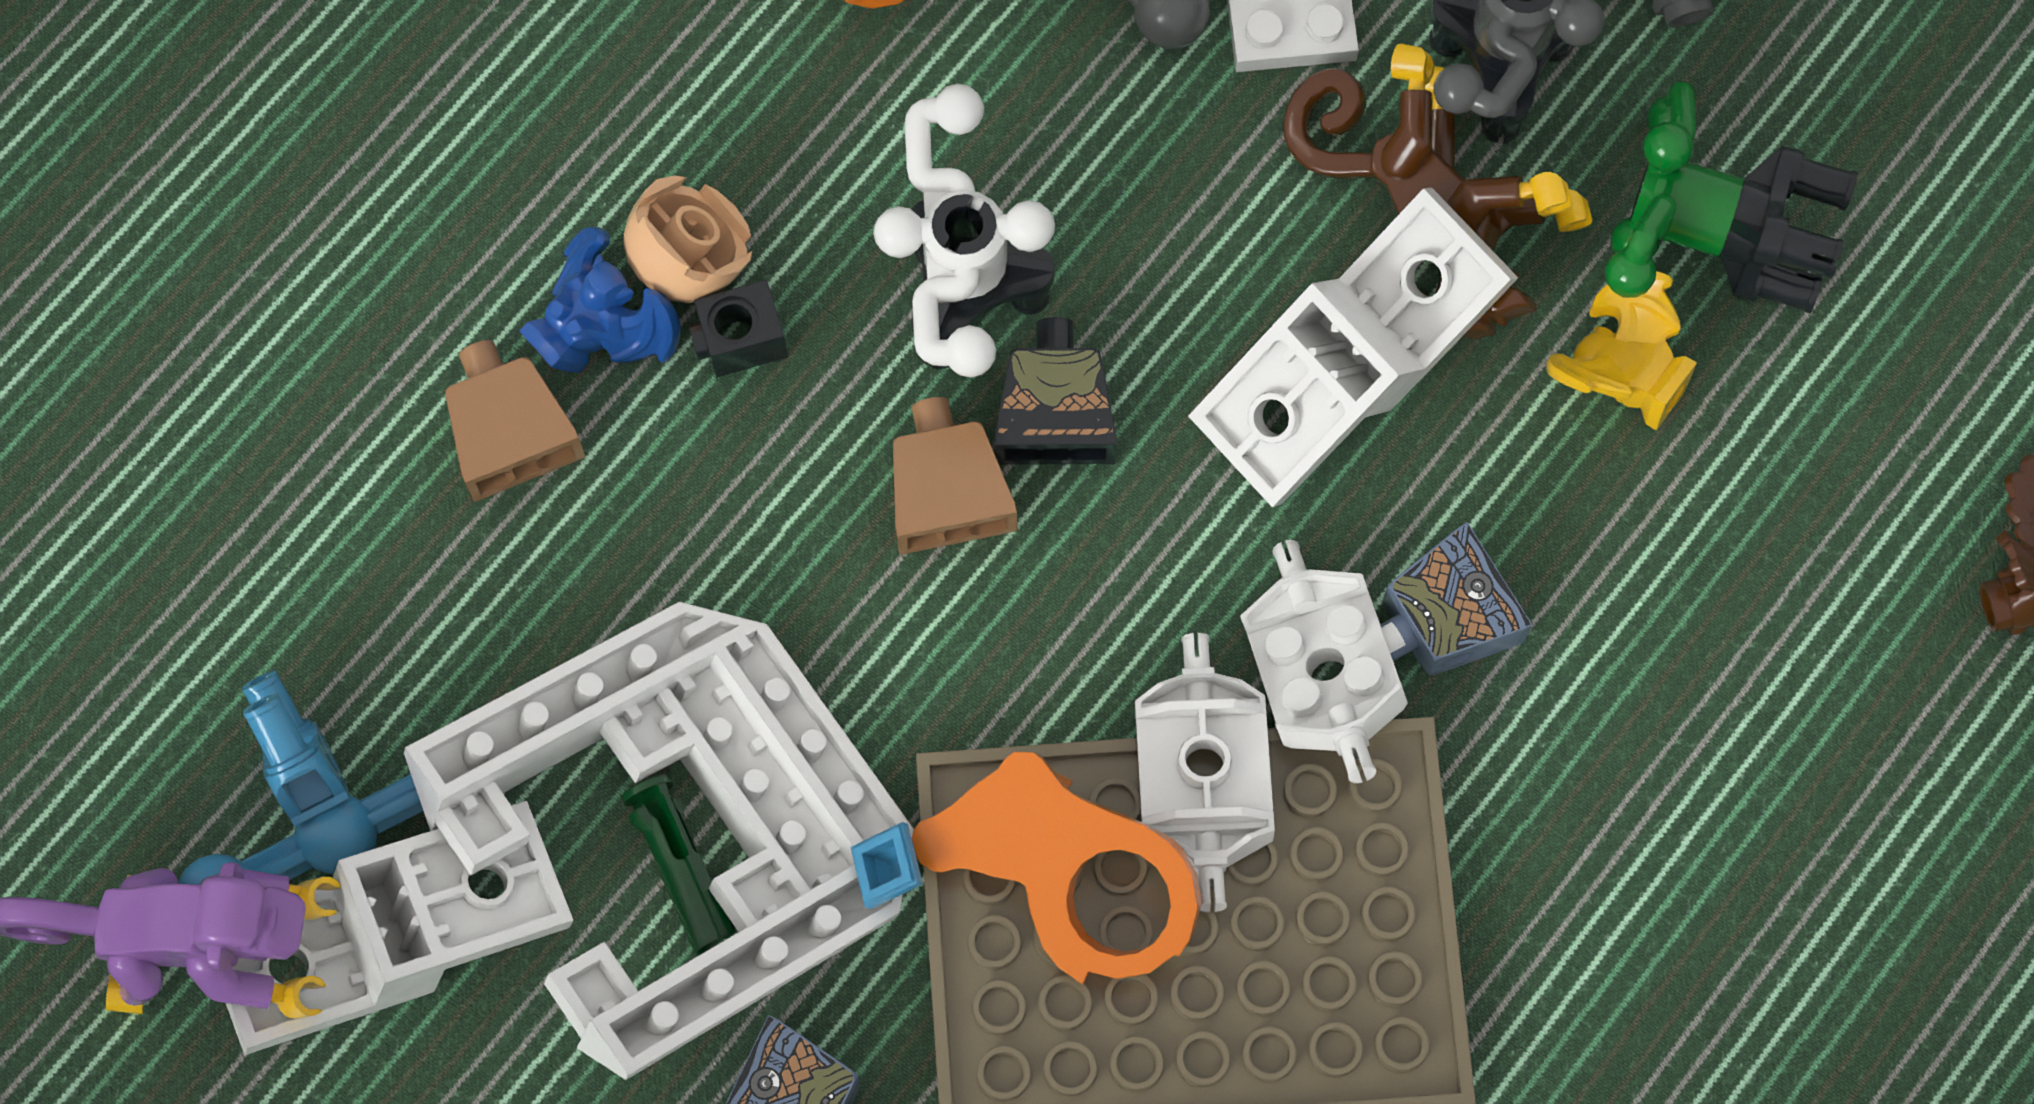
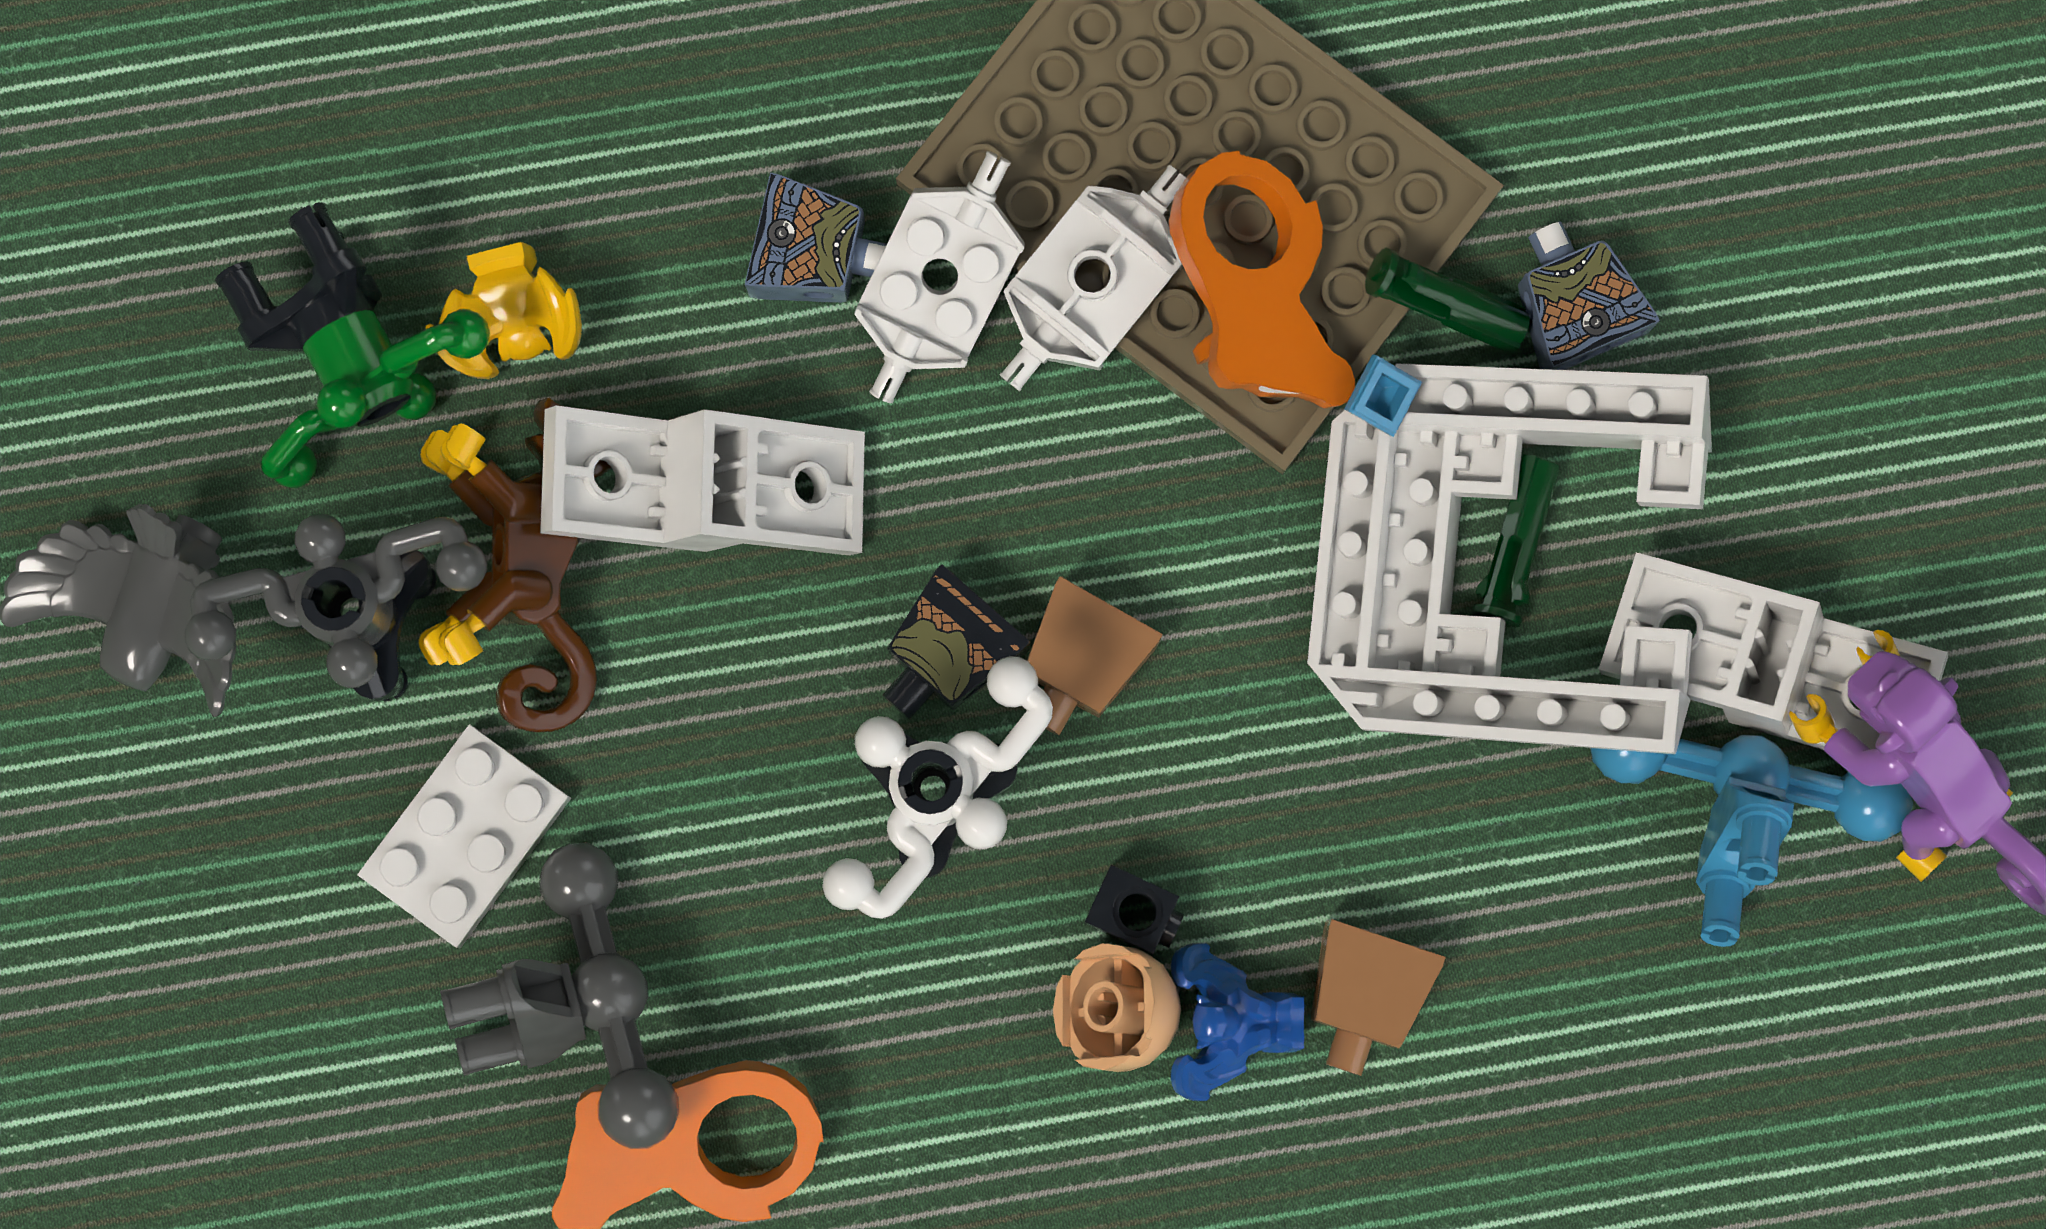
camera: 140 degrees left, 10 degrees up
(903, 1000) = (1448, 301): none -> dark green piece

